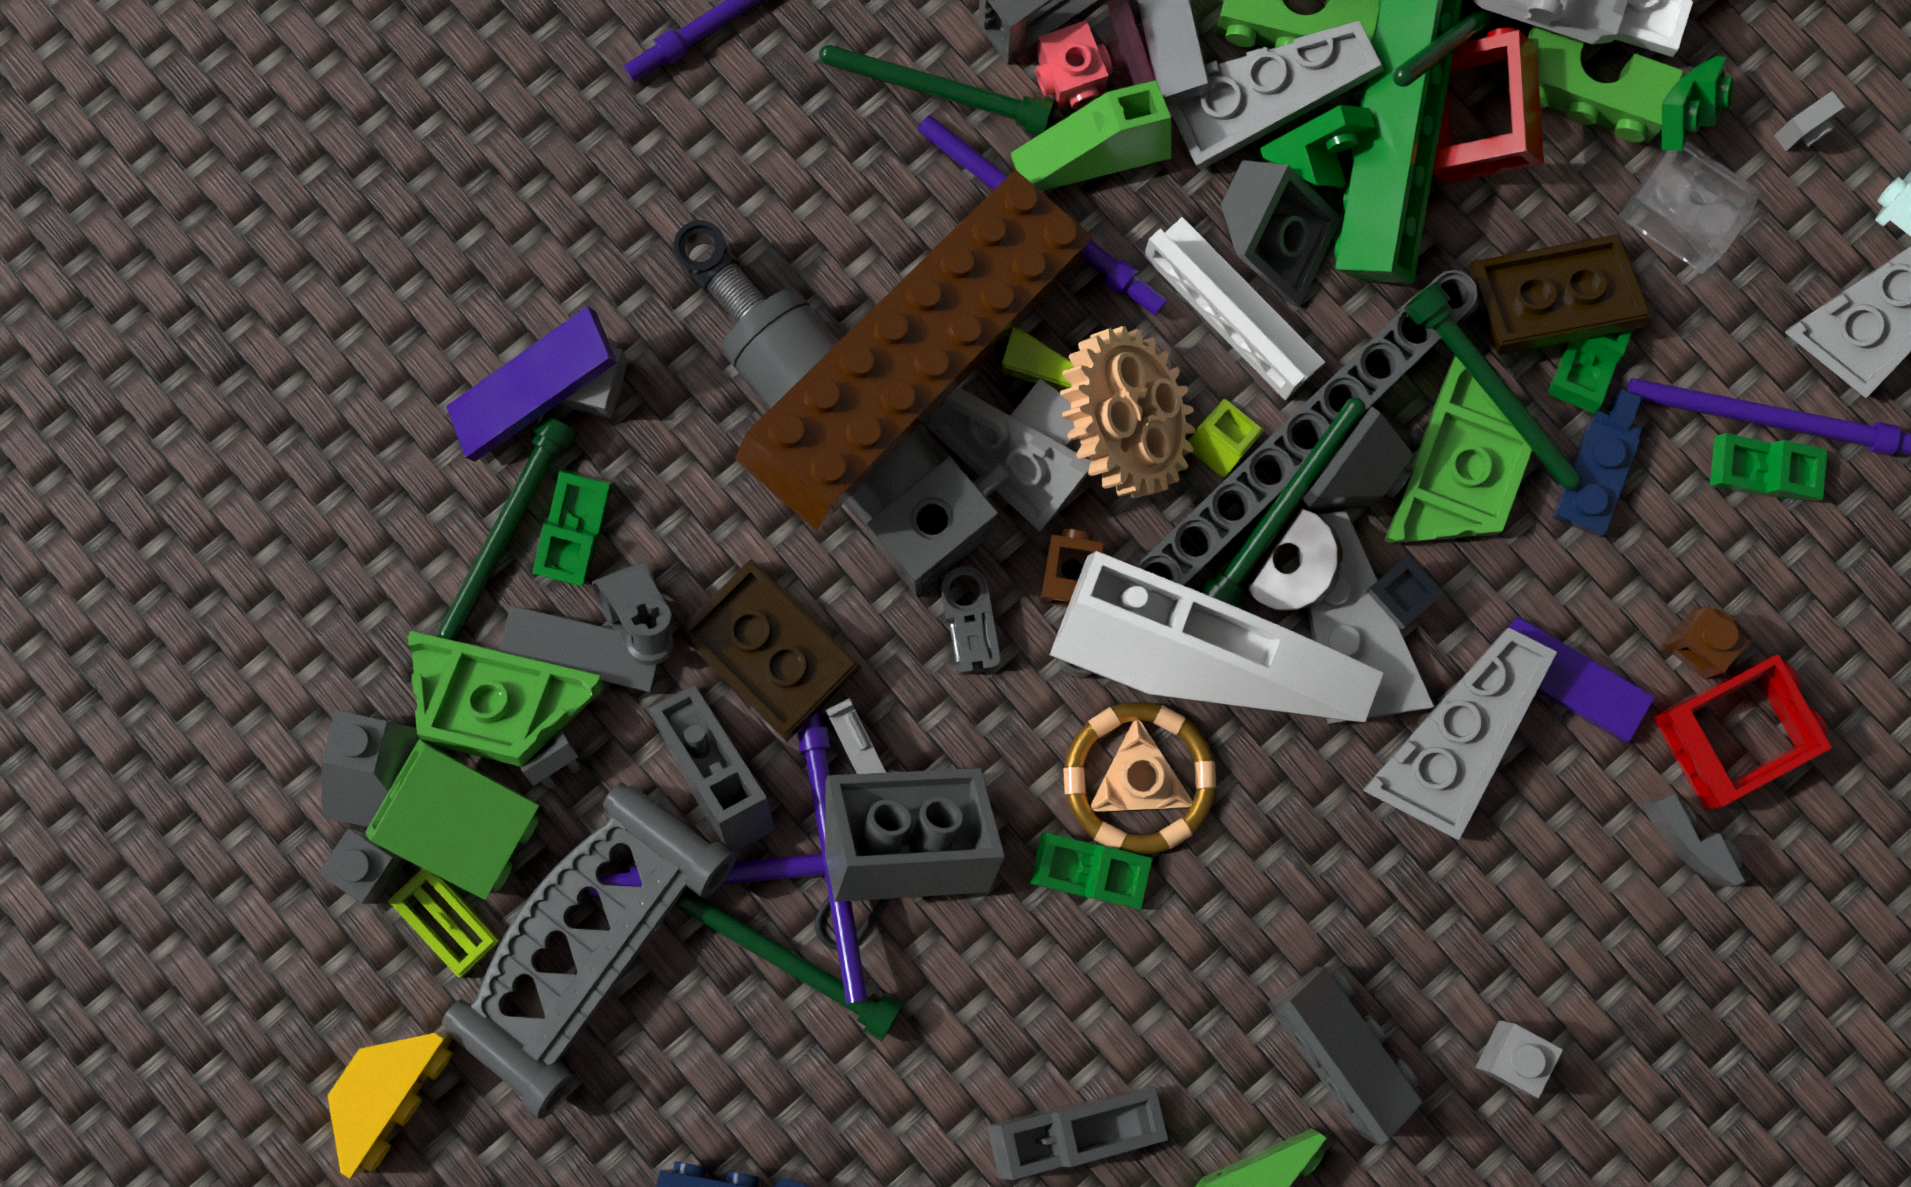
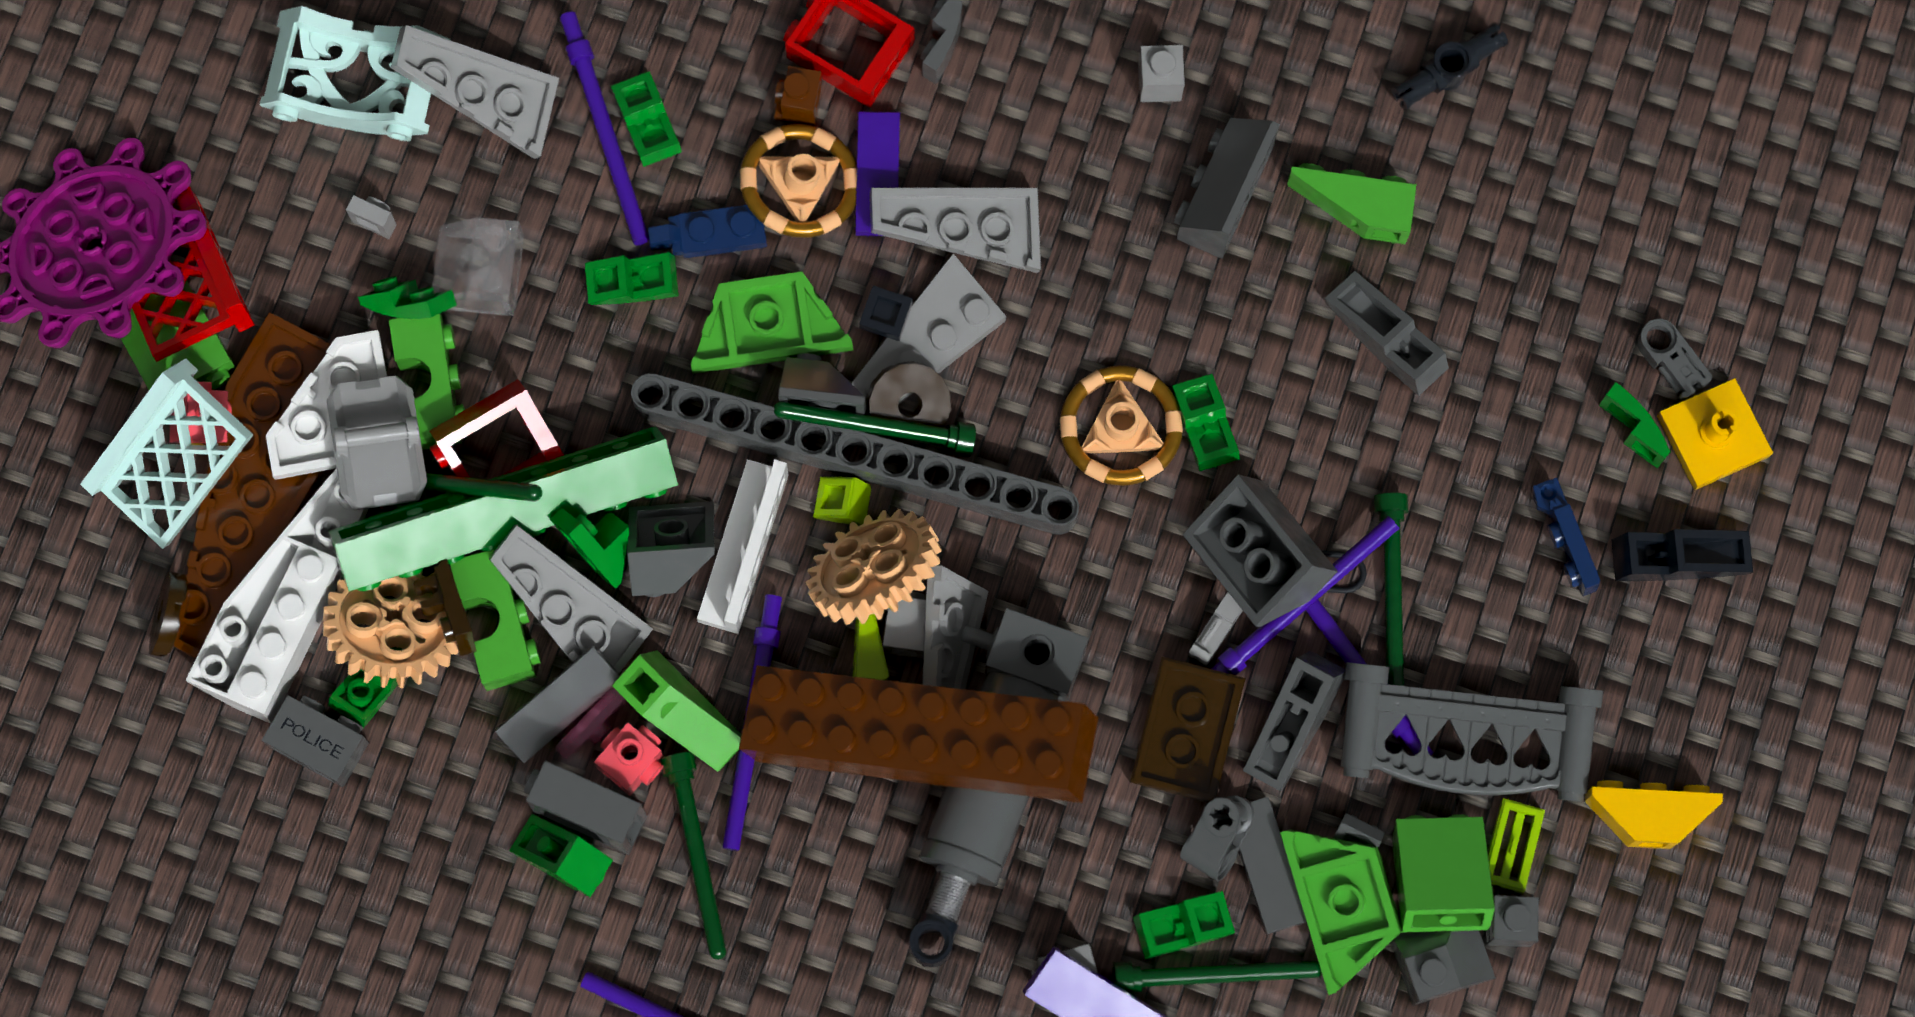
camera: 120 degrees left, 5 degrees down
(973, 627) = (1087, 597): dark grey piece -> none
(1070, 547) = (1013, 536): reddish brown brick -> none
(1202, 649) = (1016, 430): white wedge -> none
(1433, 311) = (675, 398): dark green piece -> none
(1559, 294) = (603, 323): dark brown tile -> none
(1609, 588) = (799, 180): none -> light nougat piece

